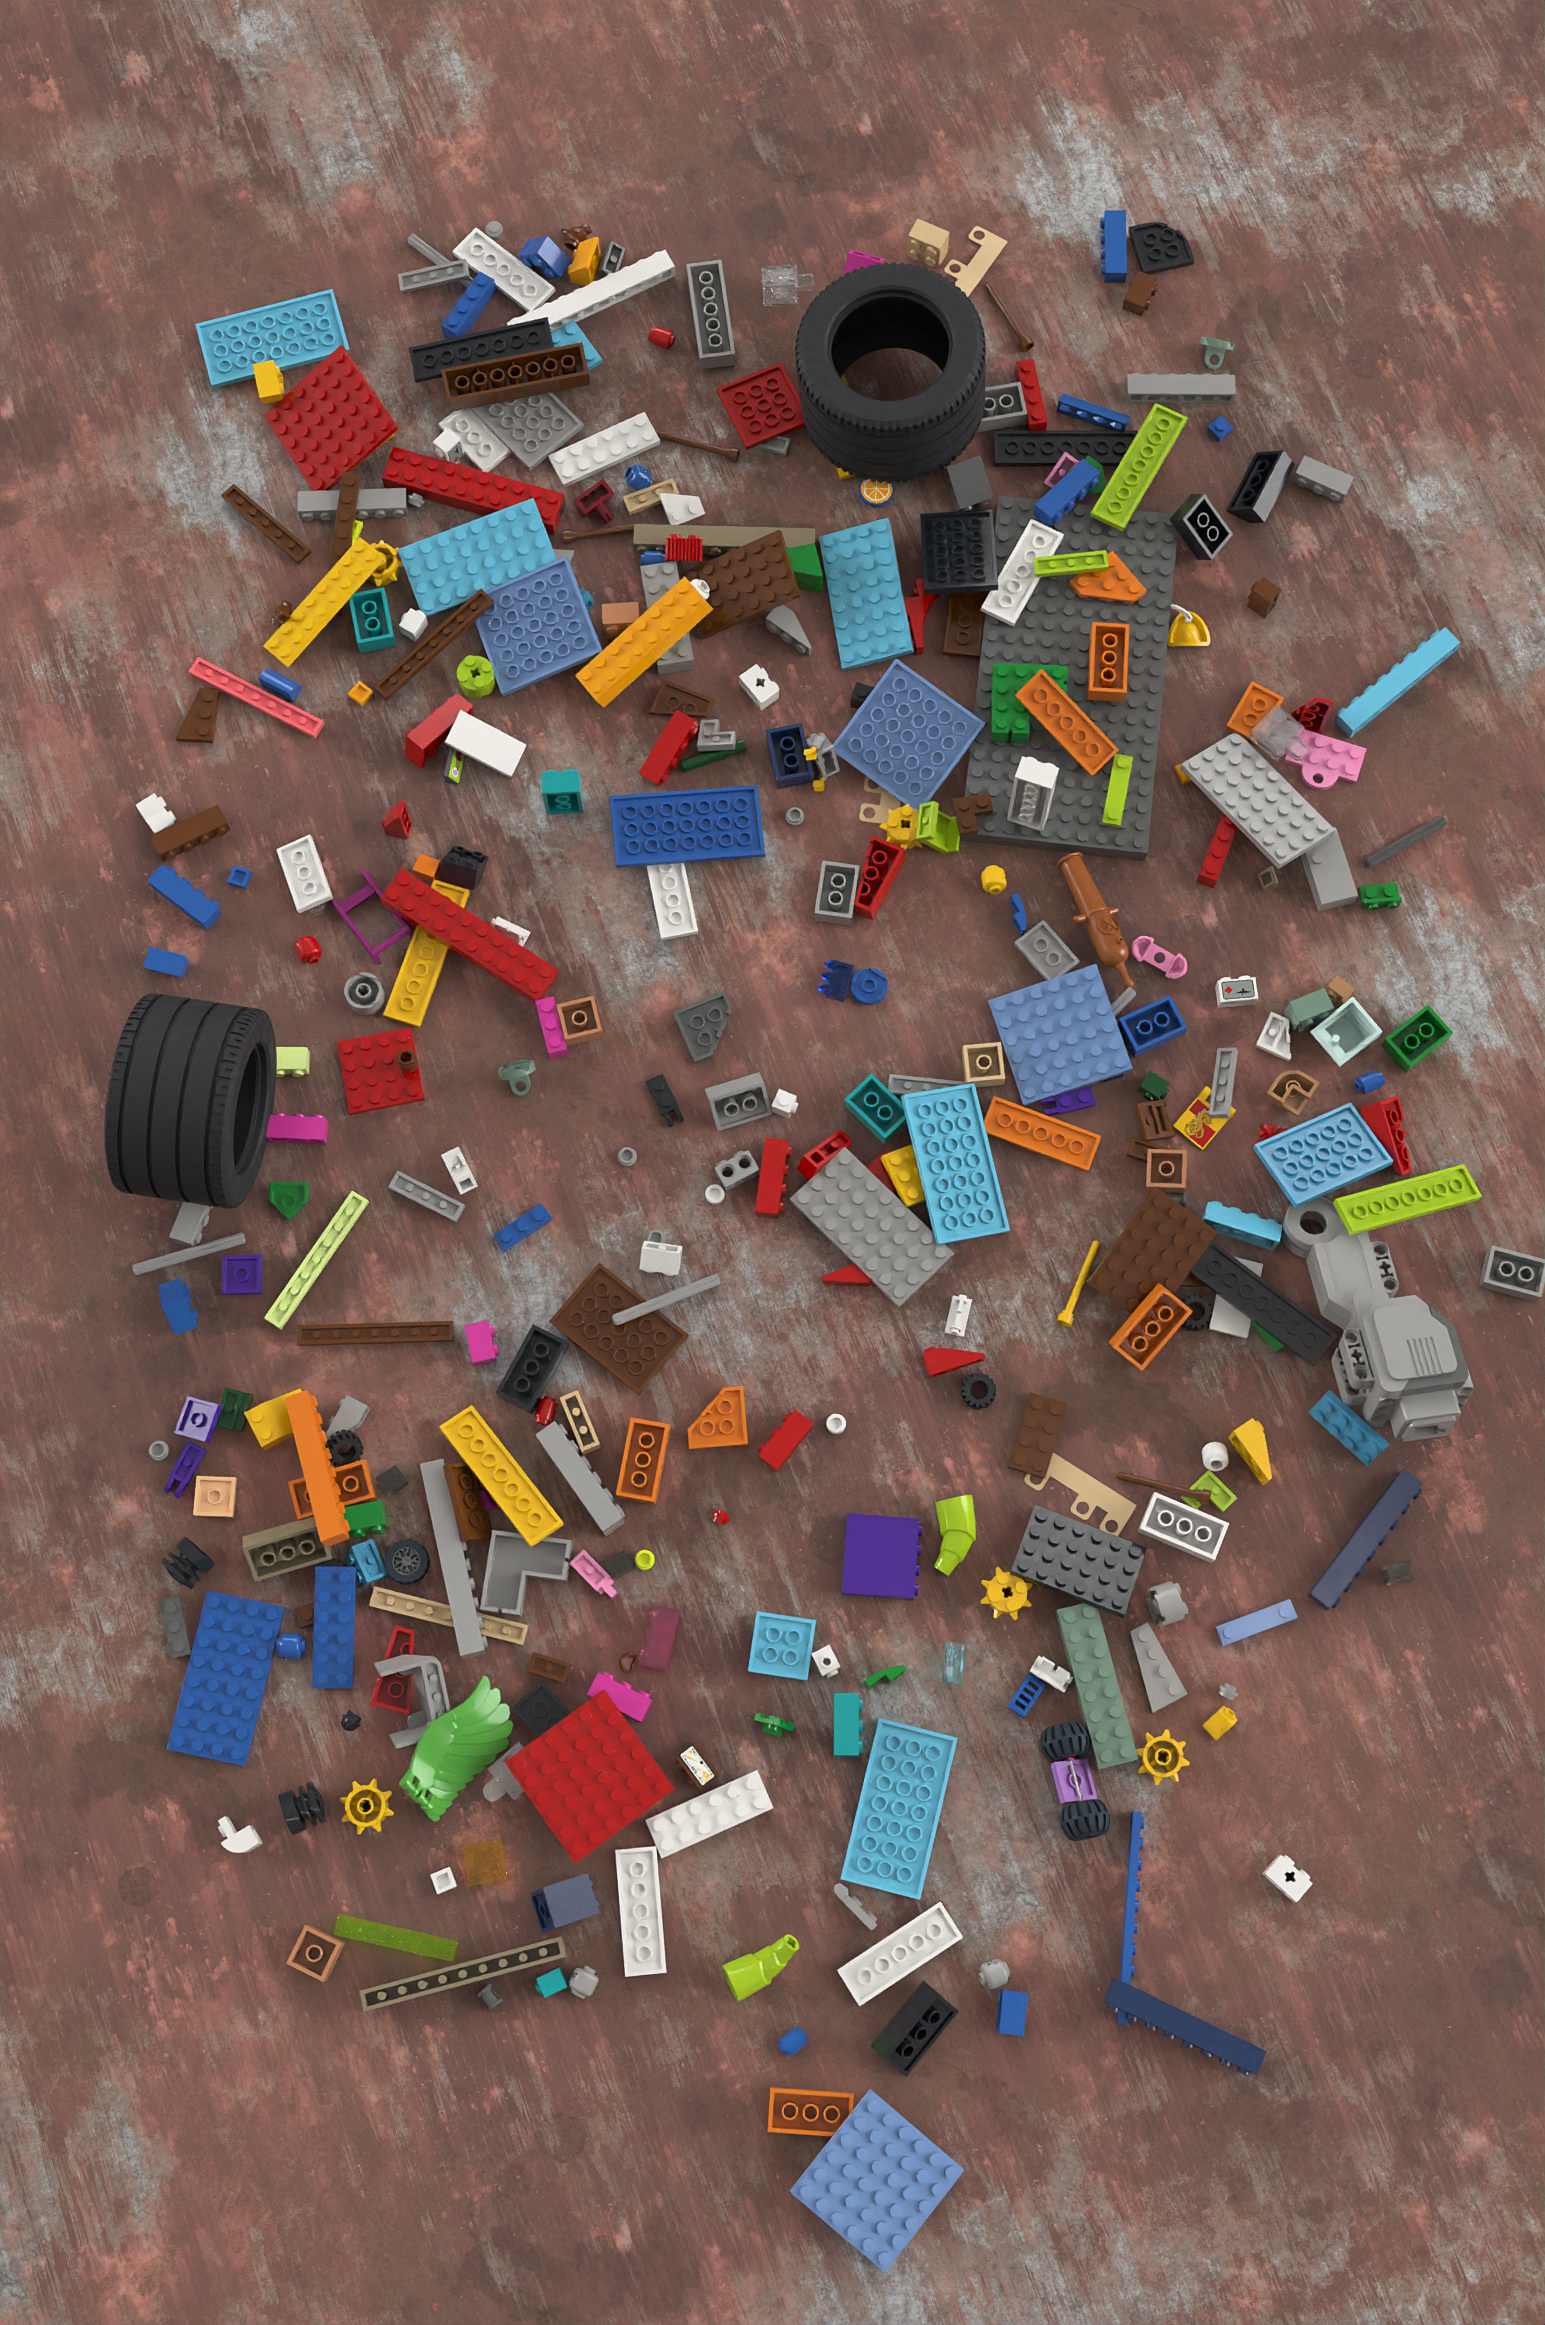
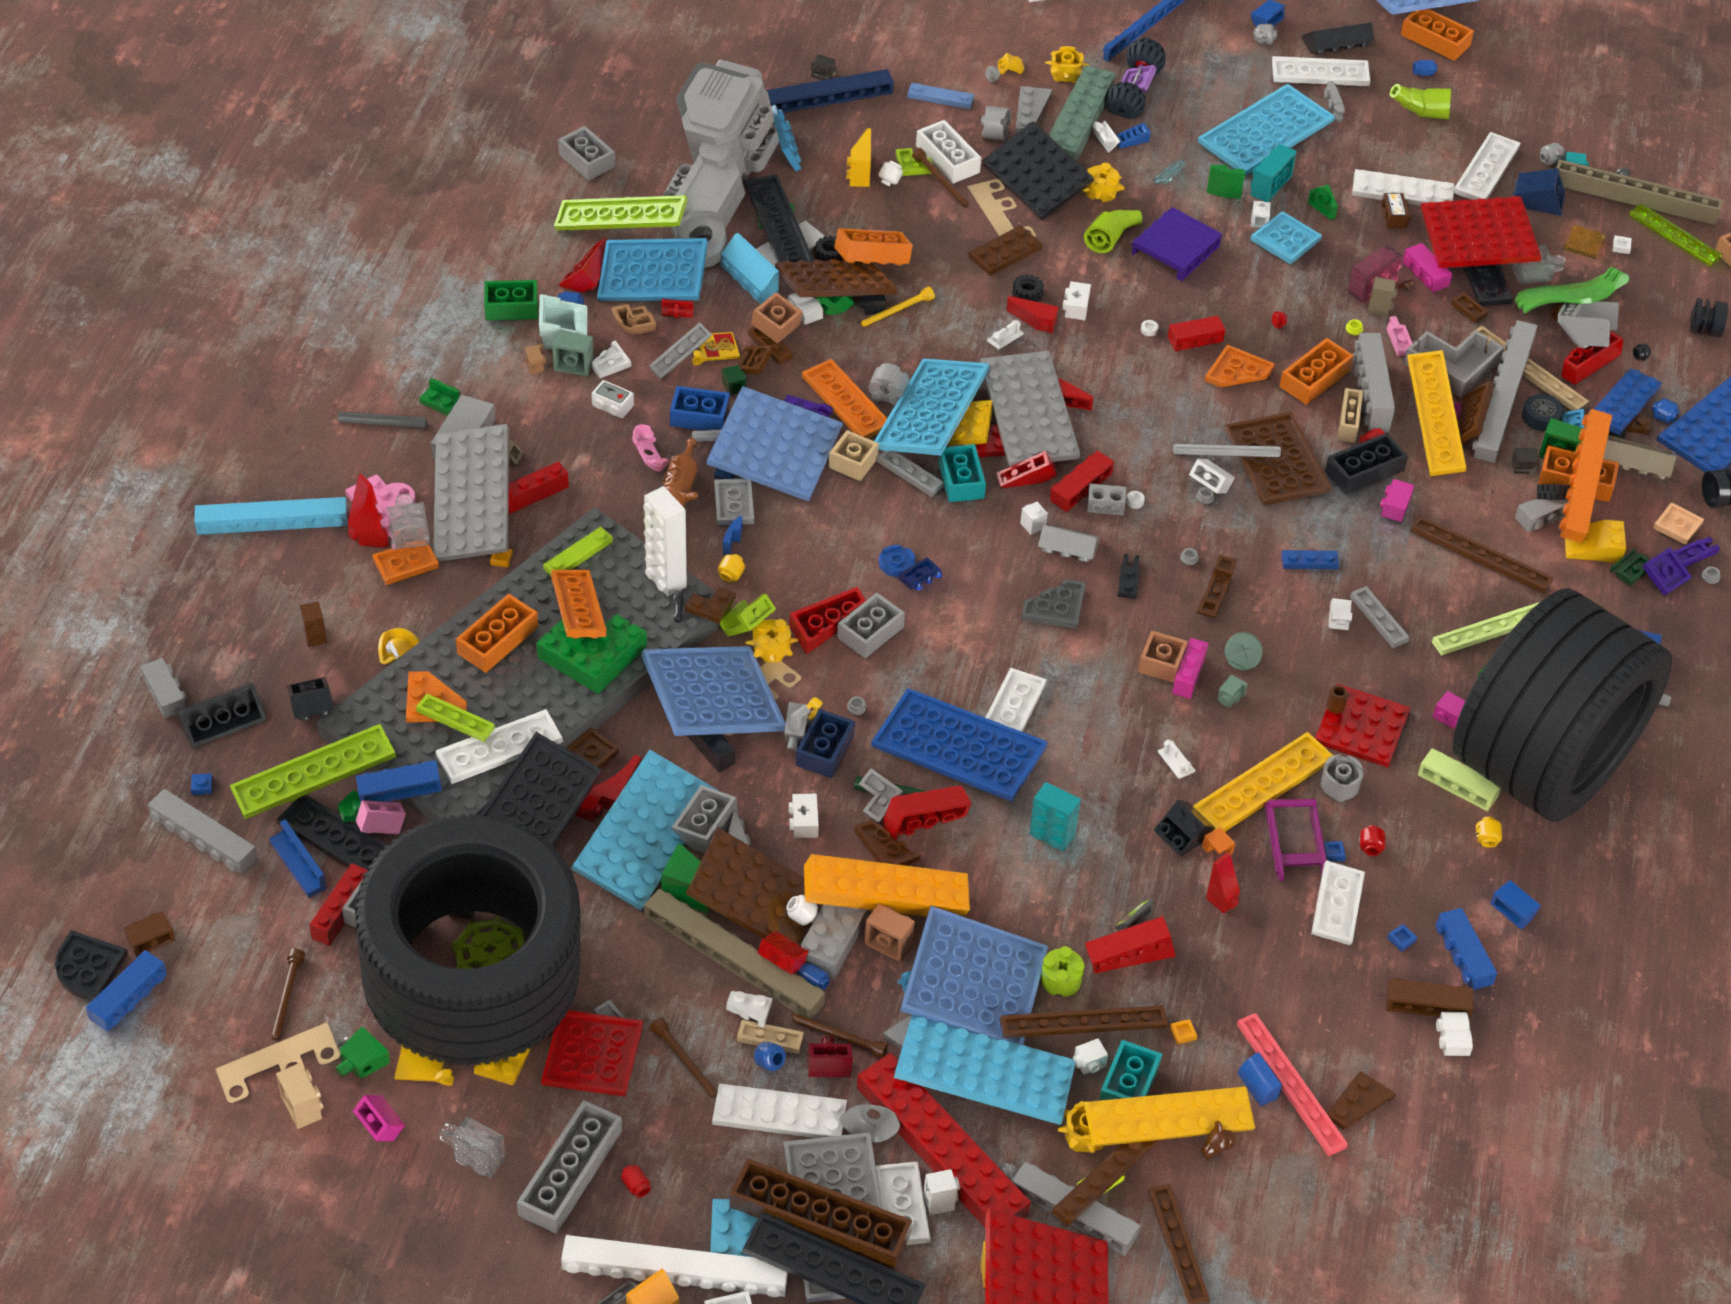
camera: 150 degrees left, 25 degrees down
(336, 928) = (1334, 851): none -> blue tile
(357, 1813) = (1657, 300): yellow brick -> none
(469, 936) = (1219, 764): red brick -> none
(485, 744) = (1095, 907): white tile -> none
(504, 1028) = (1232, 691): none -> sand green brick
(535, 475) = (857, 1122): none -> light grey piece
(581, 1131) = (1217, 586): none -> reddish brown slope
(620, 1564) = (1377, 326): clear smoke brick -> none
(636, 1609) = (1382, 296): none -> dark tan brick
(827, 629) = (703, 816): none -> light grey slope
(923, 1417) = (1077, 300): none -> white brick
(998, 793) = (678, 602): none -> black piece
(1013, 1167) = (888, 383): none -> light grey brick
(1217, 347) = (135, 840): sand green tile -> none

